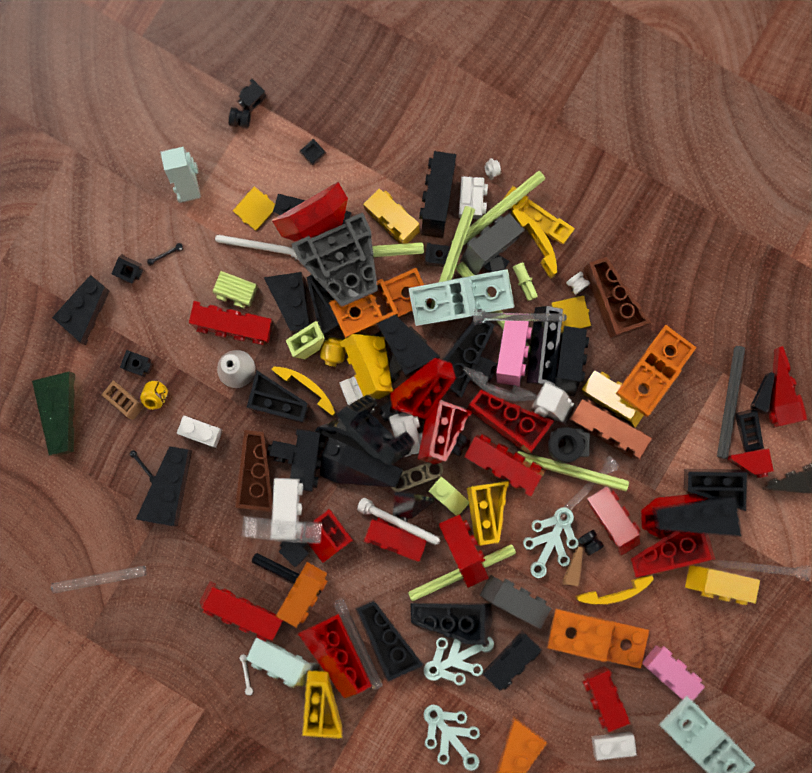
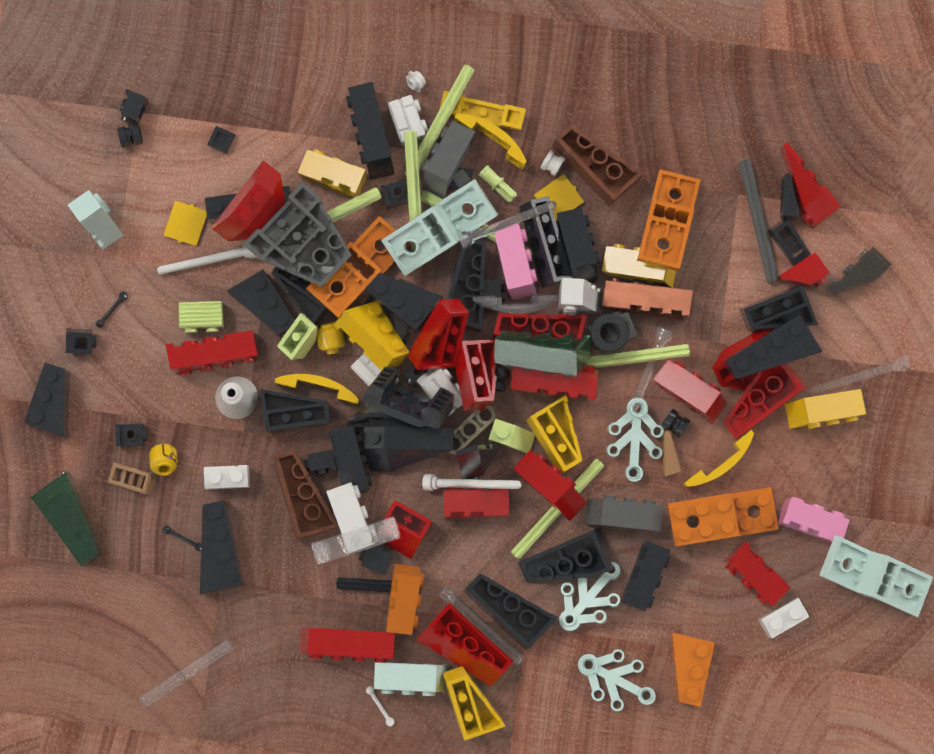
camera: 30 degrees left, 0 degrees up
(503, 438) = (542, 352): none -> clear green wedge

